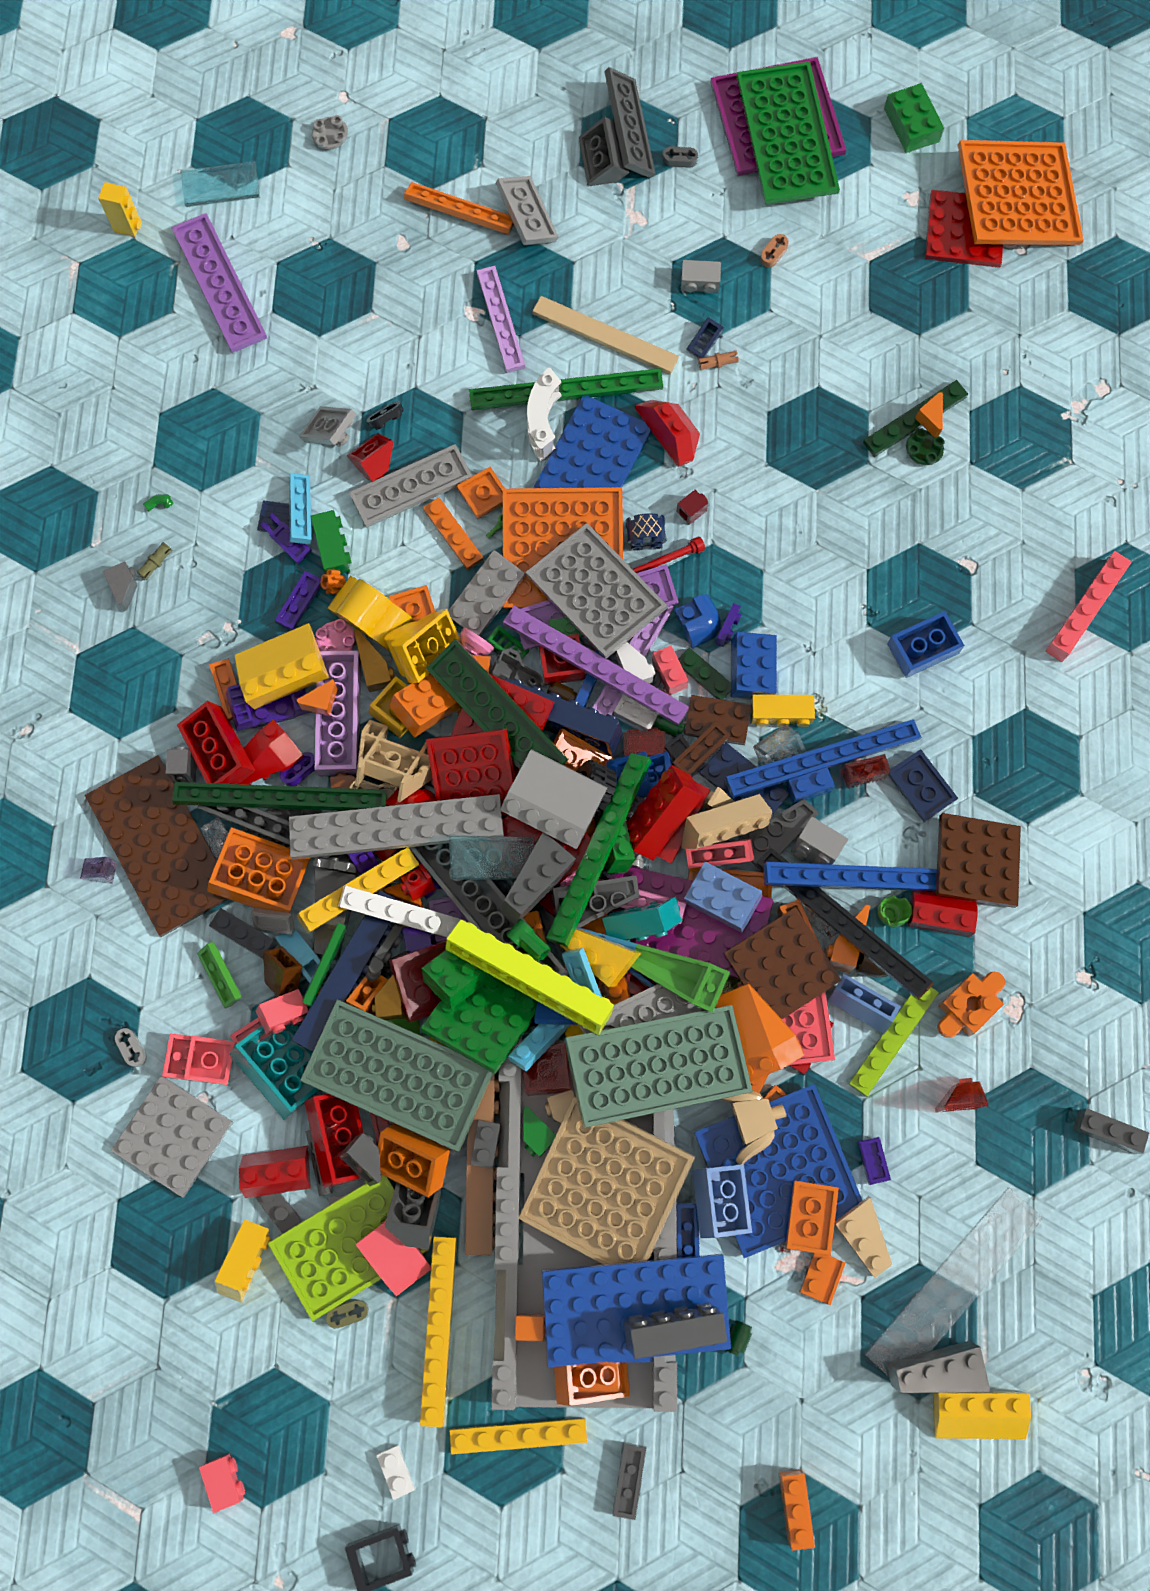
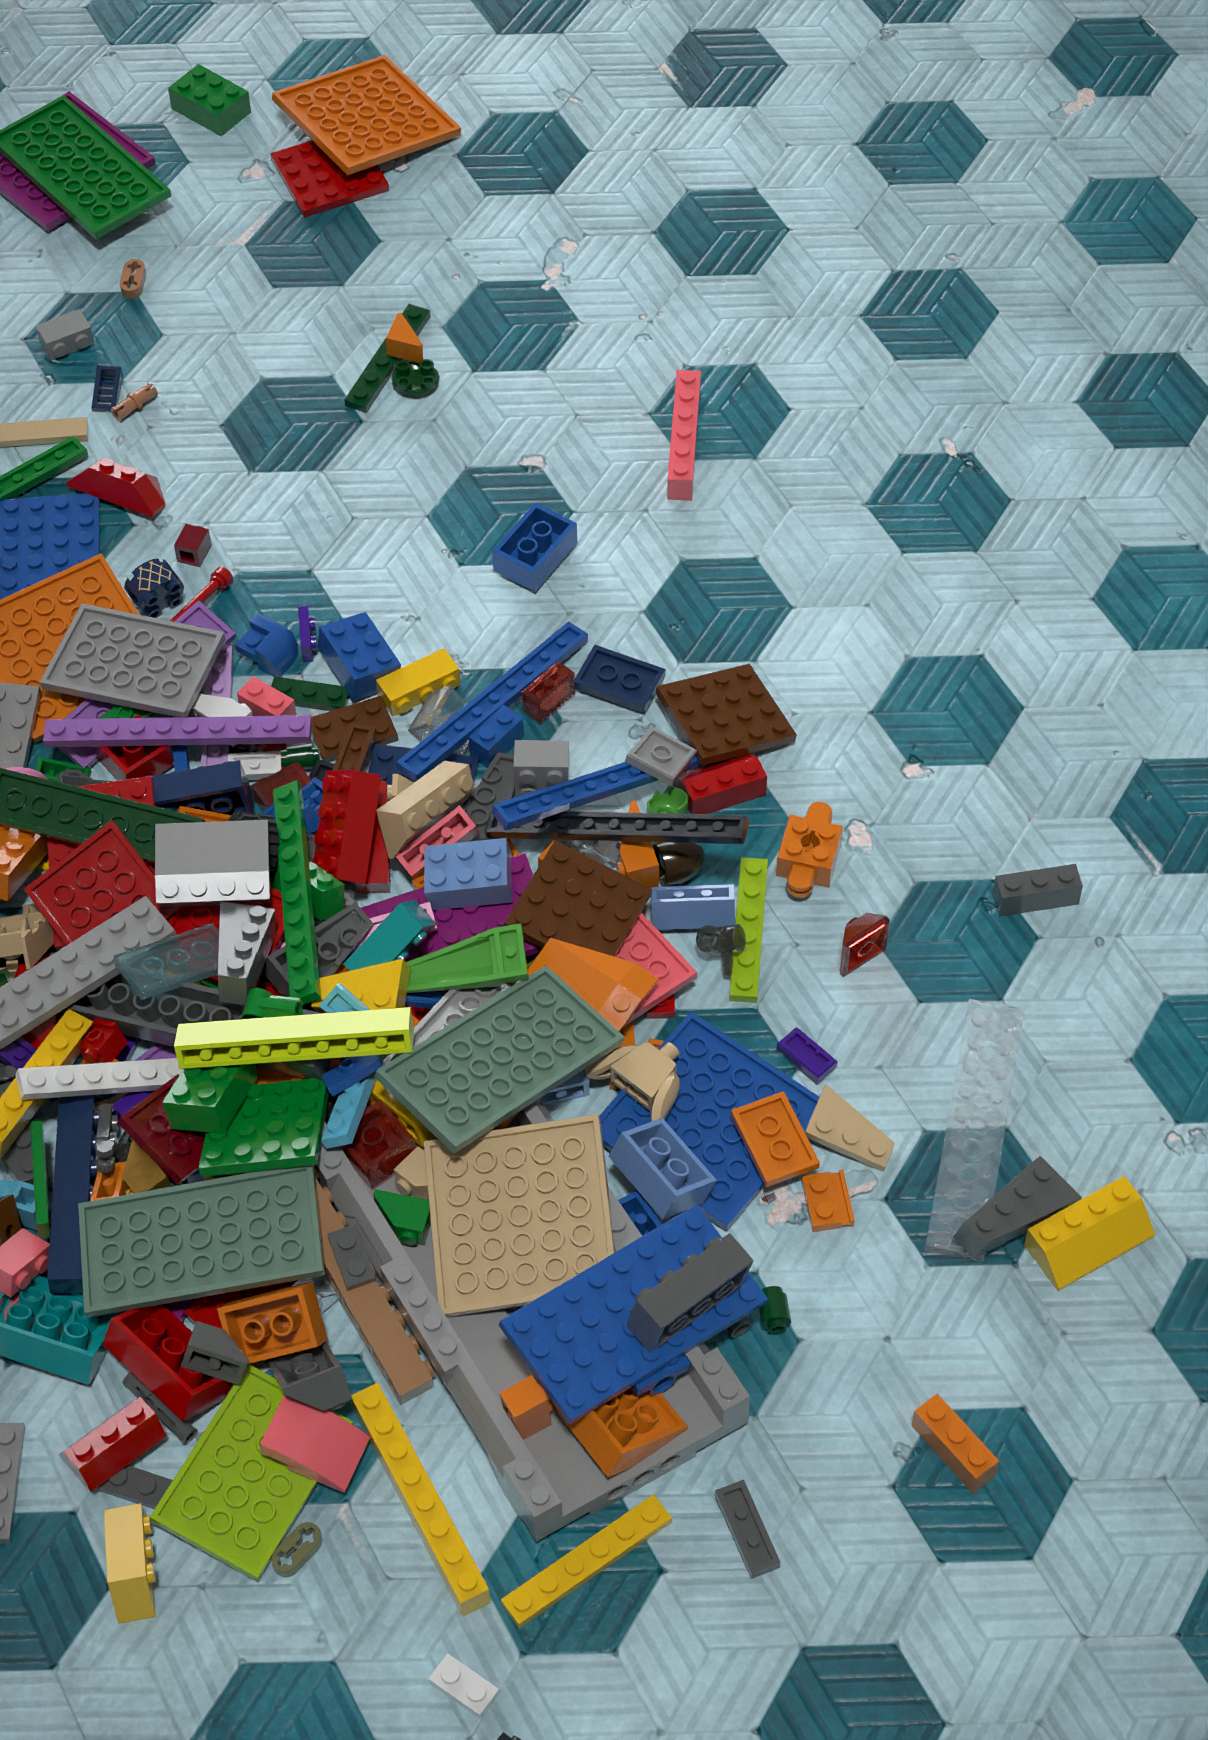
camera: 30 degrees left, 20 degrees down
(872, 1045) = (729, 940): none -> clear smoke piece
(910, 875) = (661, 756): none -> light grey tile

